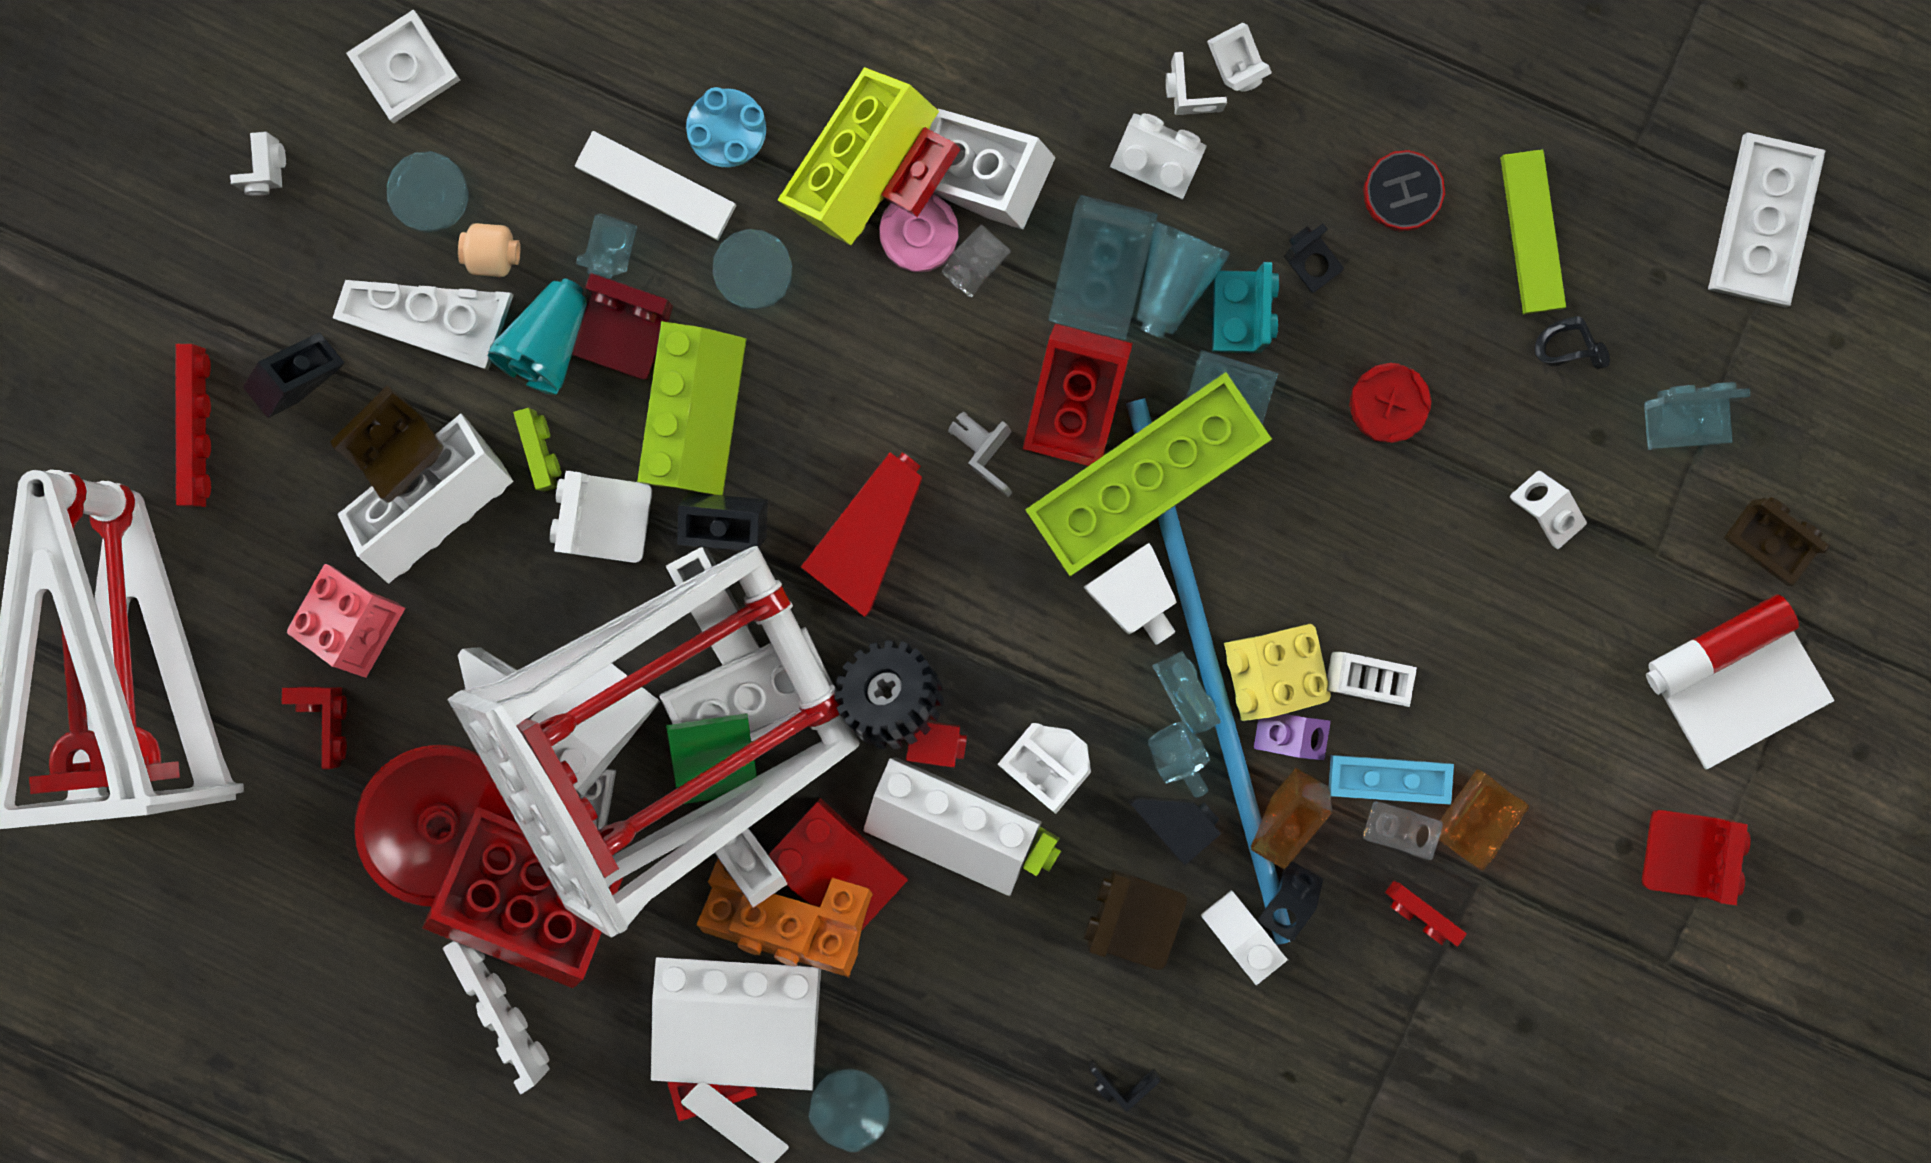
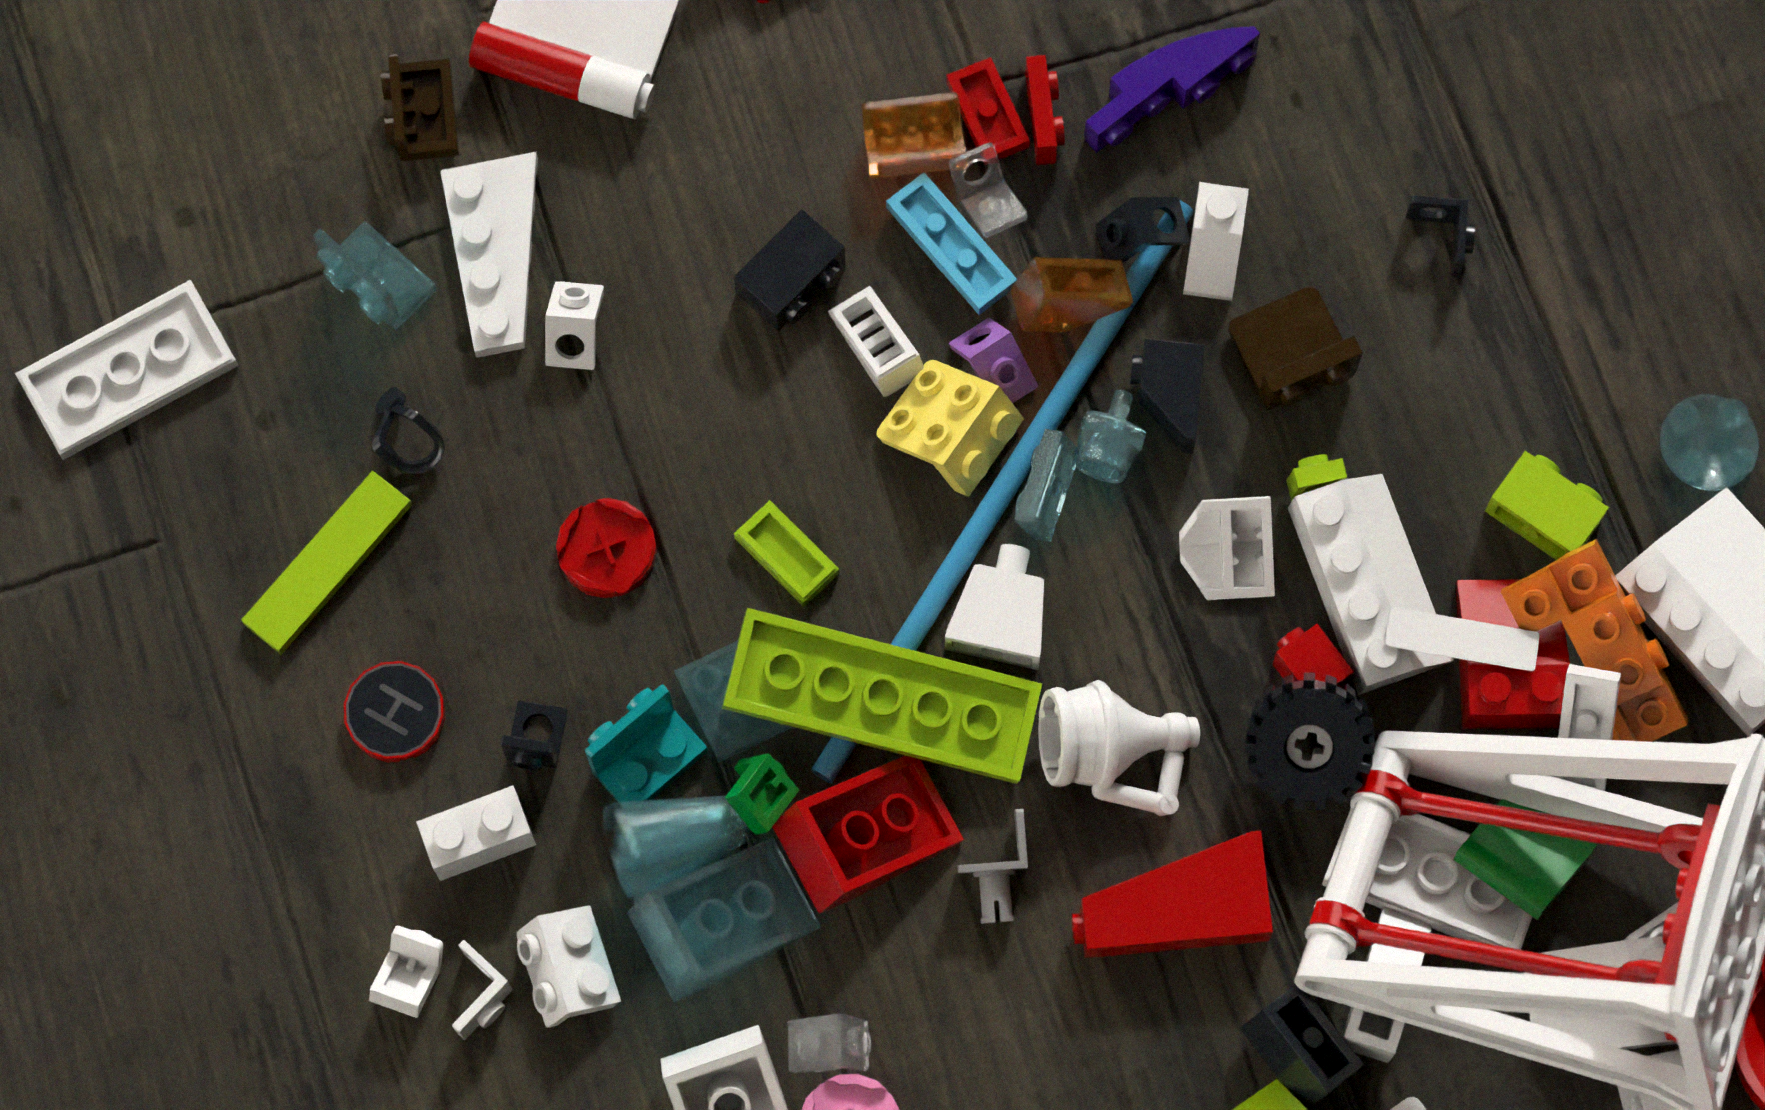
camera: 135 degrees left, 15 degrees down
(863, 839) = (1462, 639): none -> white sticker
(899, 974) = (1546, 506): none -> lime brick
(1008, 577) = (1096, 735): none -> white piece
(1155, 351) = (761, 792): none -> green bracket
(1285, 169) = (476, 833): none -> white brick
(1288, 504) = (786, 553): none -> lime tile
(1371, 1023) = (1182, 70): none -> dark purple slope
(1456, 882) = (988, 108): none -> red plate
(1461, 667) = (791, 271): none -> black brick
(1653, 512) = (492, 234): none -> white wing

